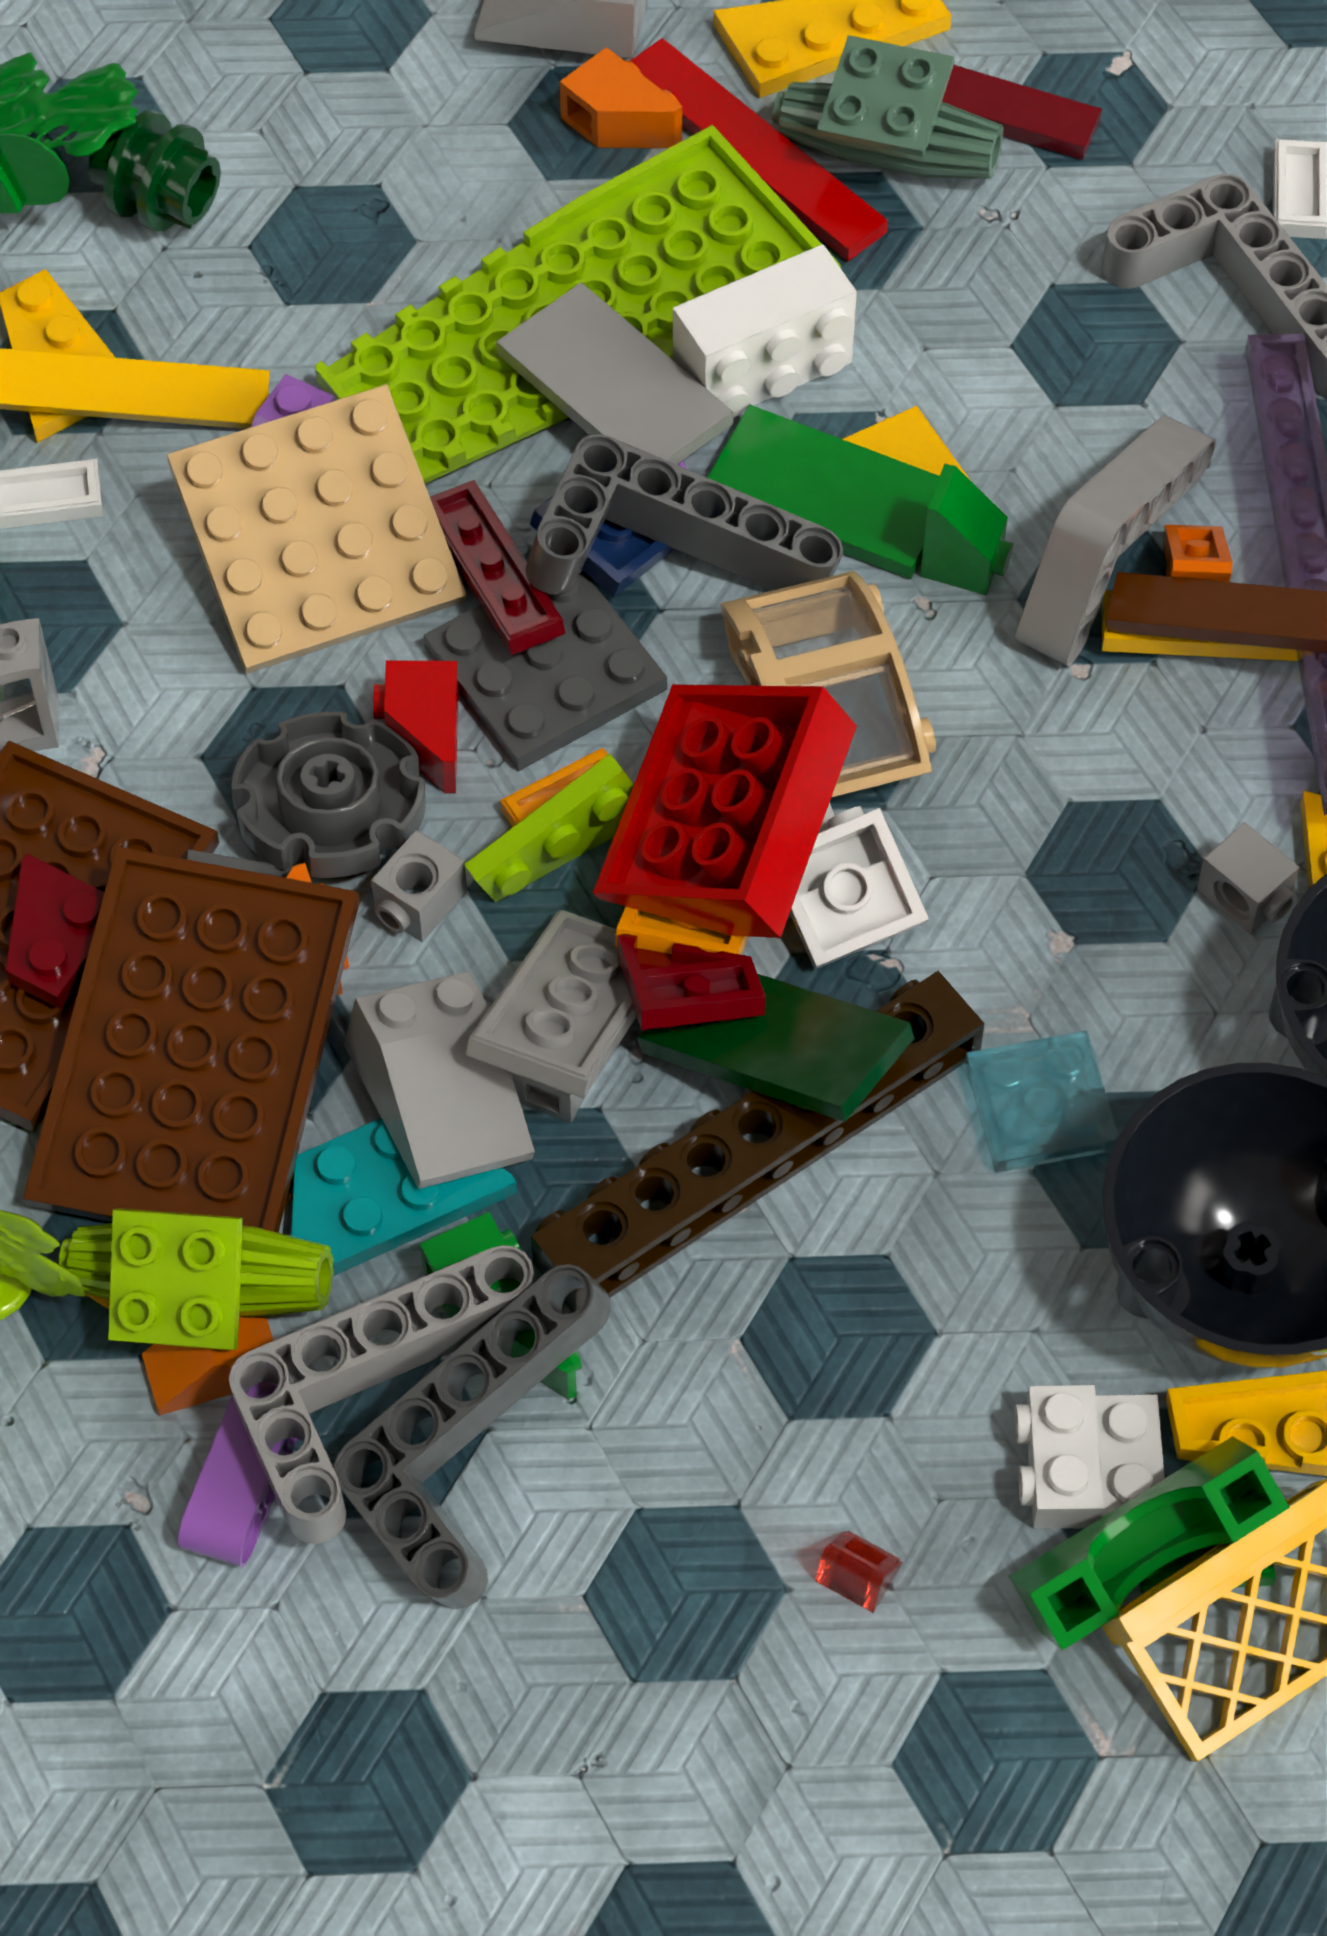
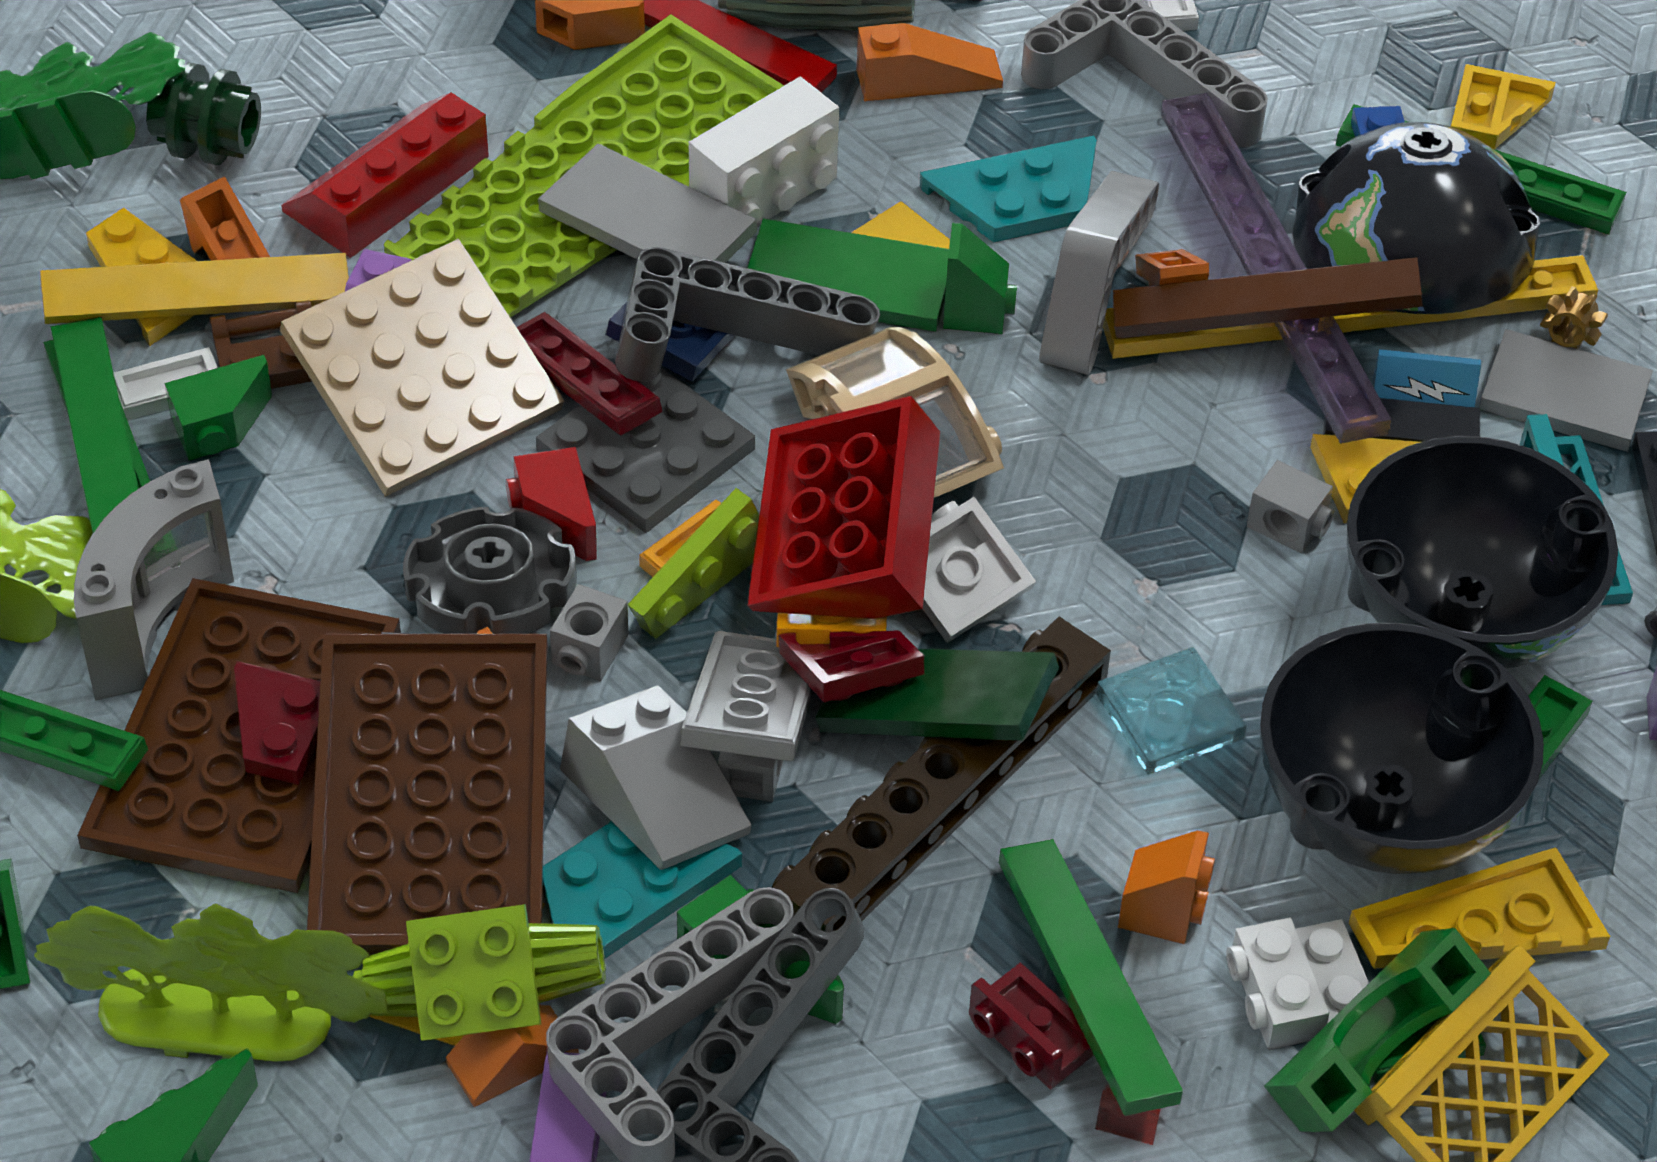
camera: 15 degrees left, 10 degrees down
(89, 534) = (218, 405): none -> green slope
(141, 315) = (220, 224): none -> orange slope
(145, 486) = (282, 362): none -> reddish brown plate
(349, 277) = (392, 174): none -> red slope
(777, 1450) = (1030, 1025): none -> dark red bracket
(851, 1410) = (1090, 978): none -> green tile
(966, 1322) = (1167, 887): none -> orange slope
(982, 233) = (920, 62): none -> orange slope
(1056, 416) = (1018, 190): none -> teal wing

